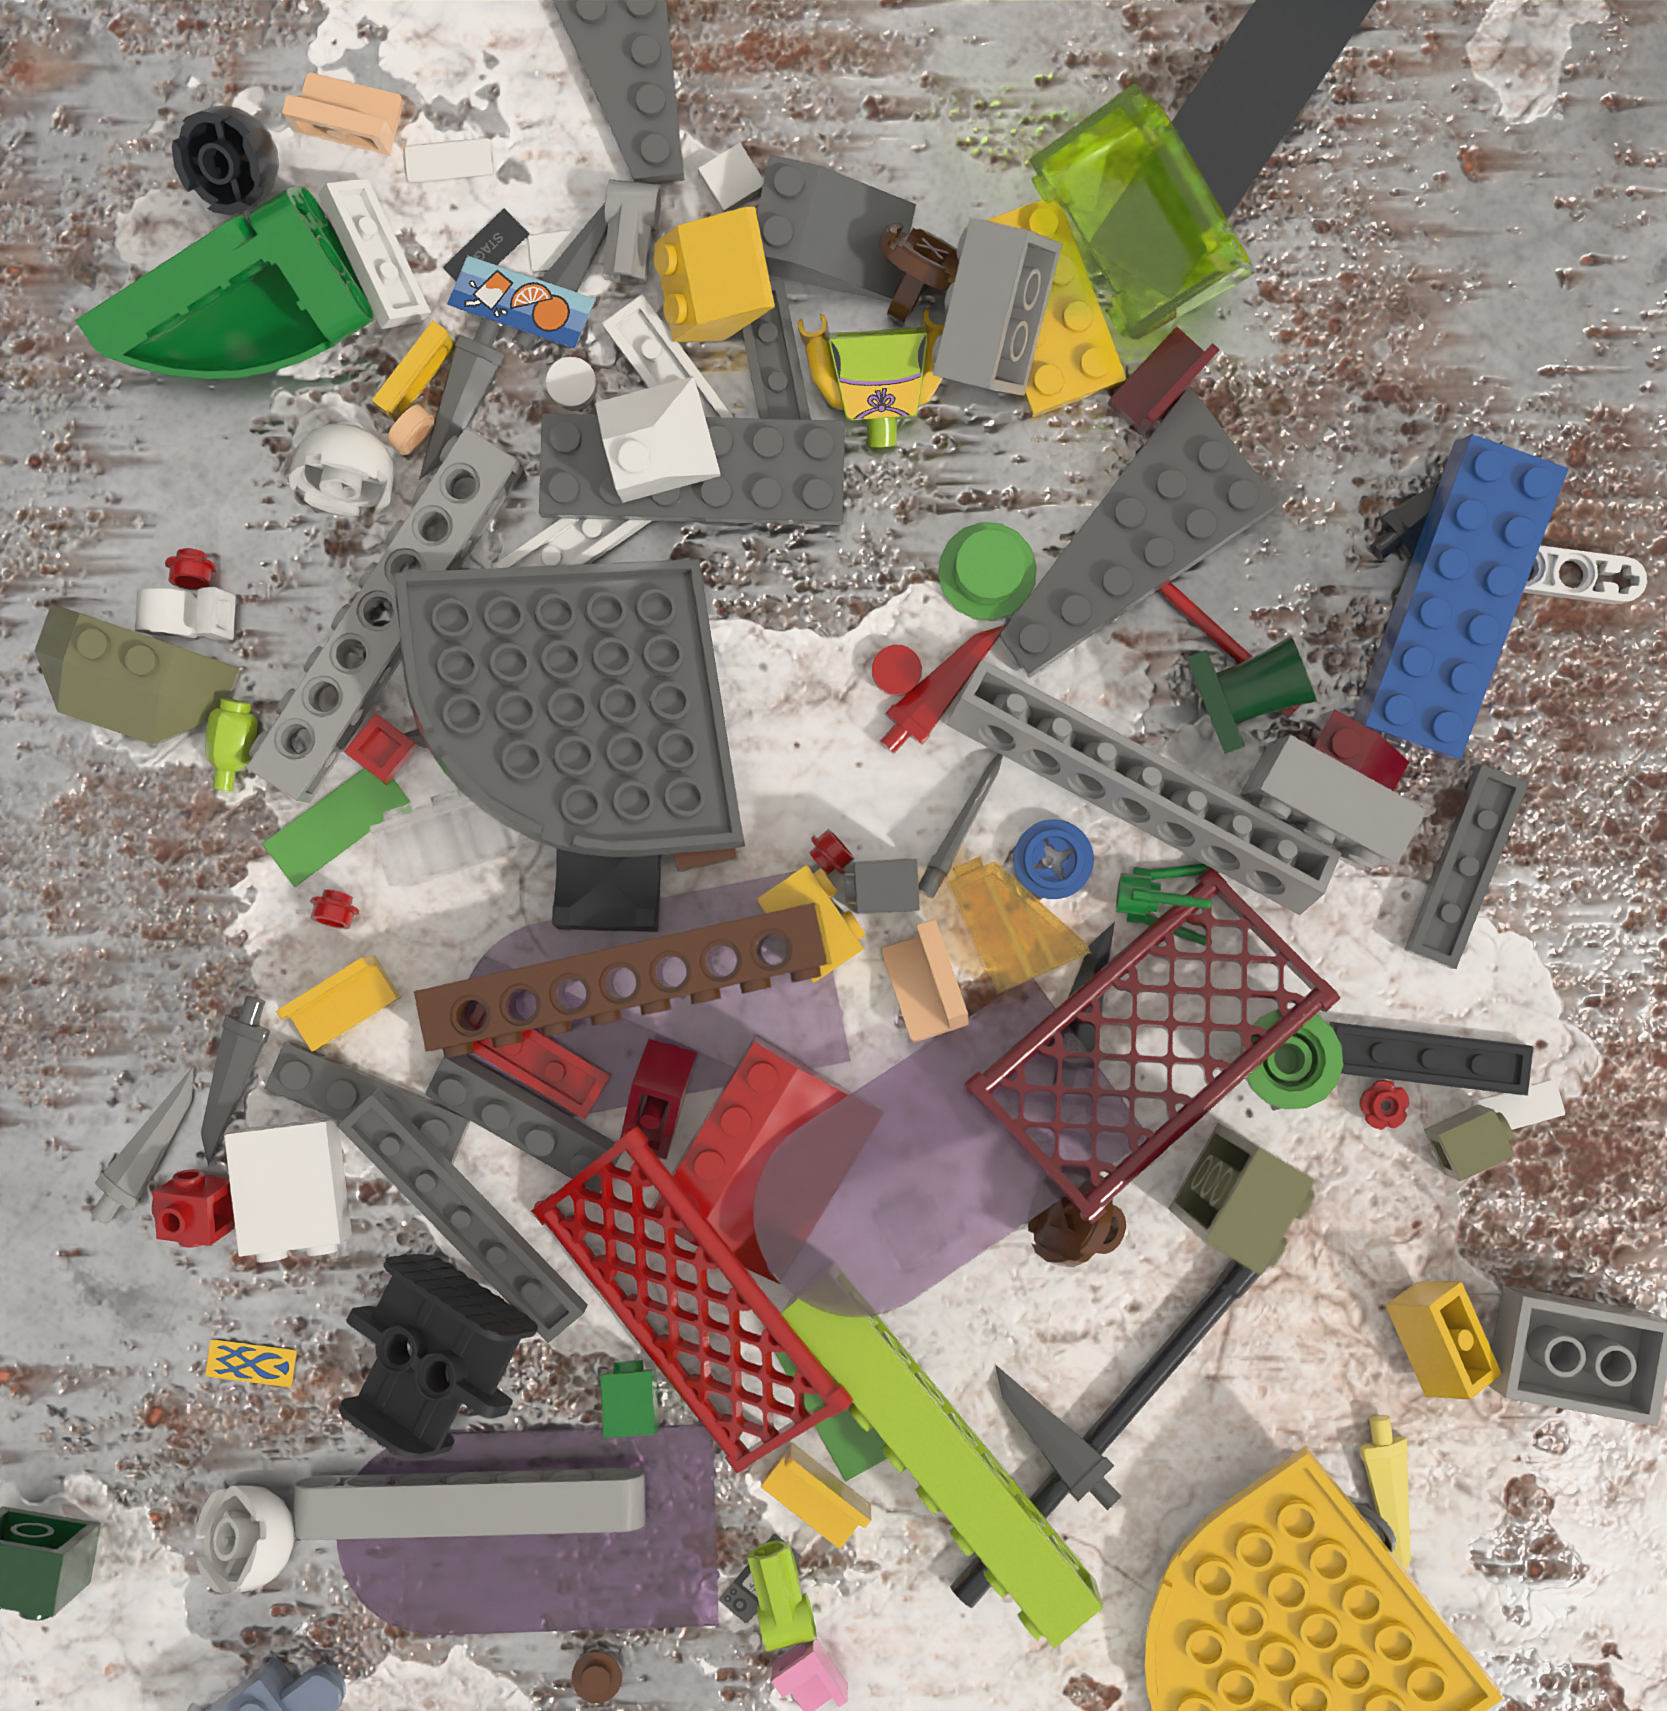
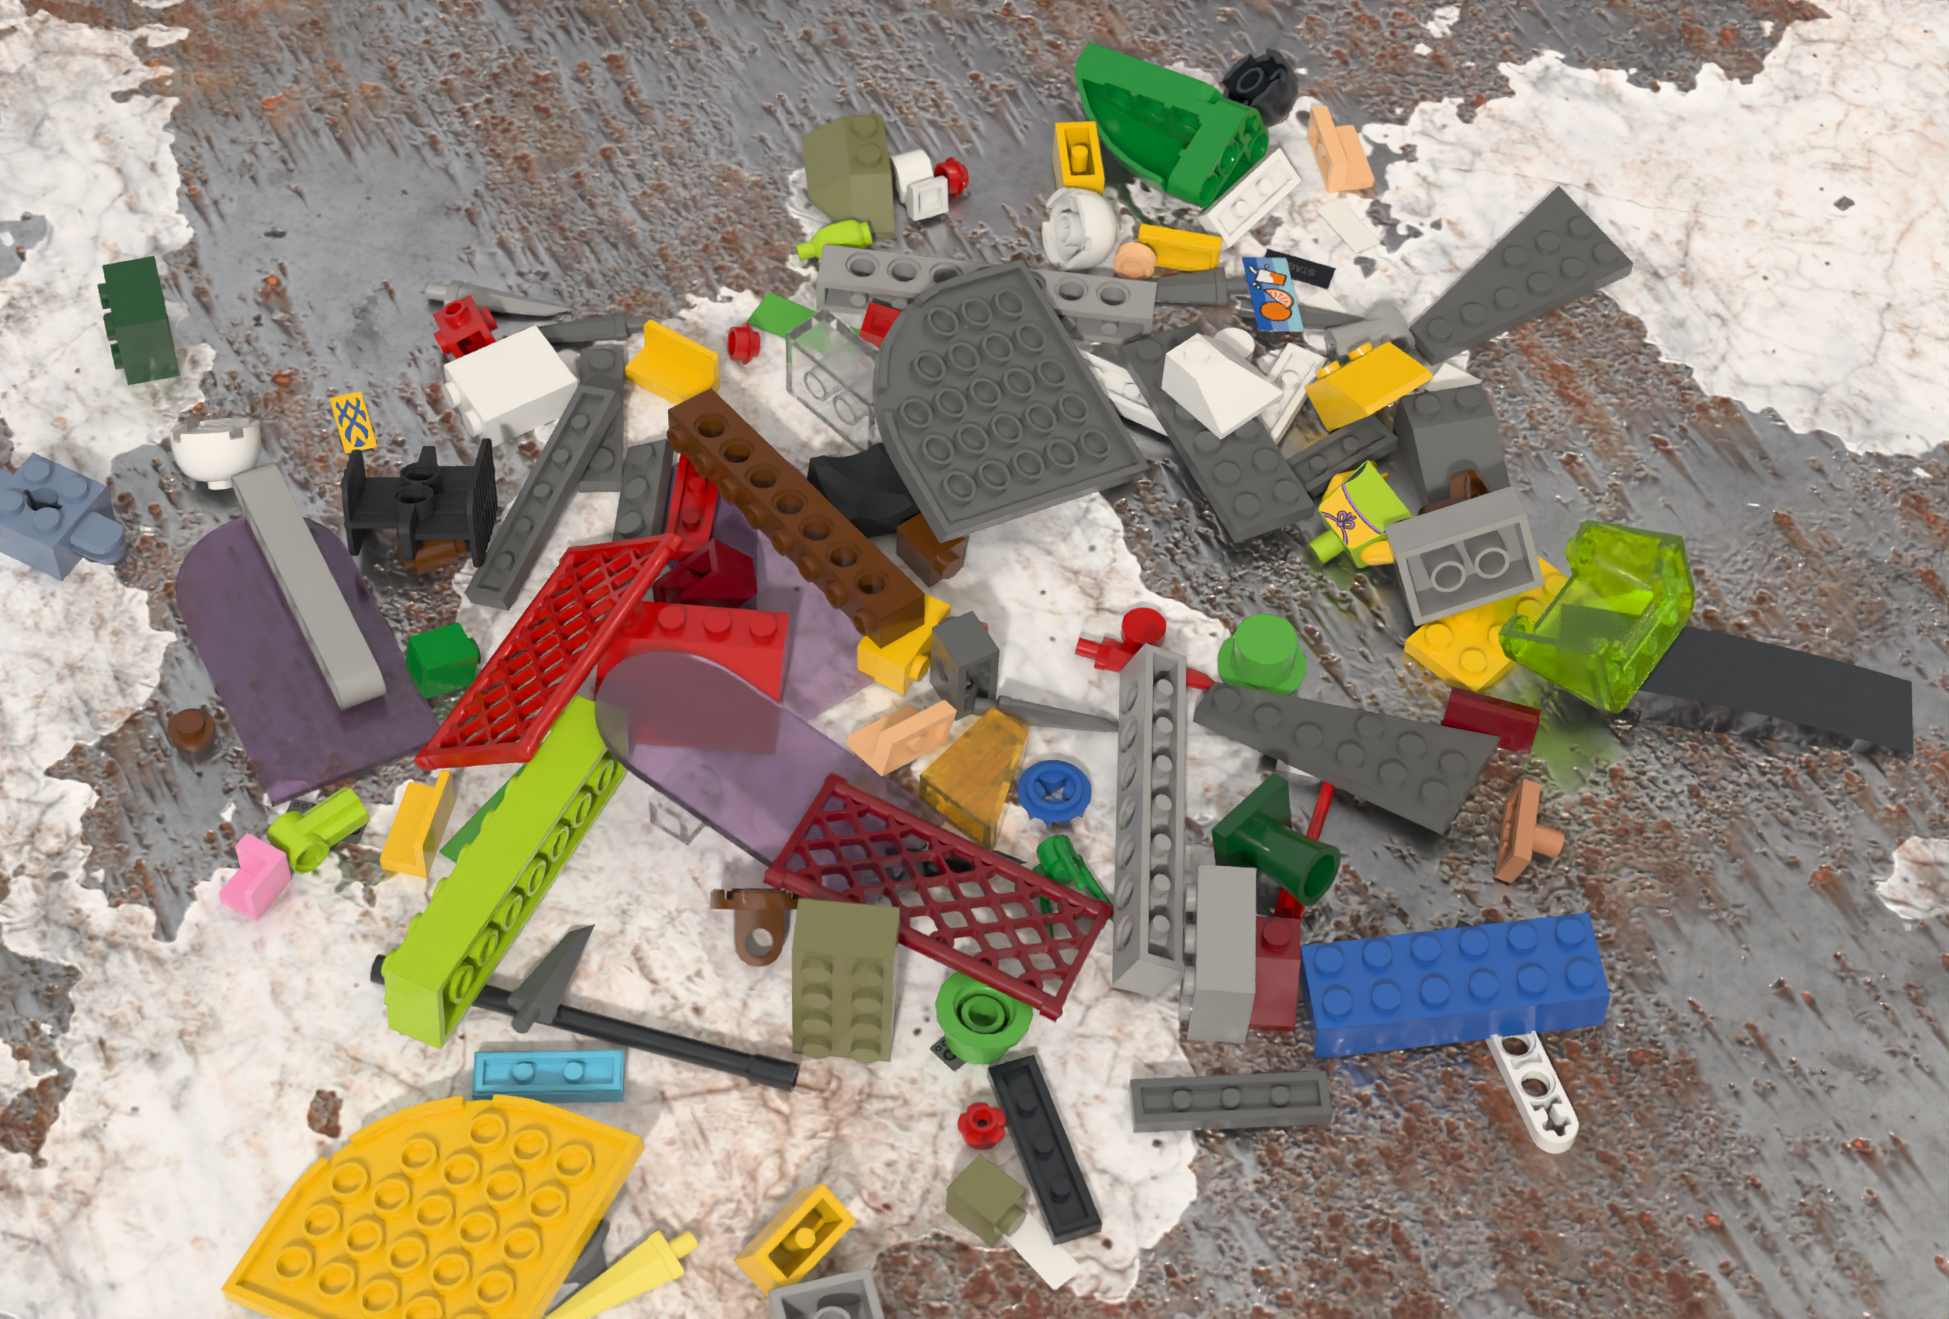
camera: 65 degrees right, 35 degrees down
(248, 423) = (1077, 156): none -> yellow brick
(1150, 1478) = (550, 1075): none -> medium azure tile
(1311, 429) = (1522, 834): none -> nougat tile

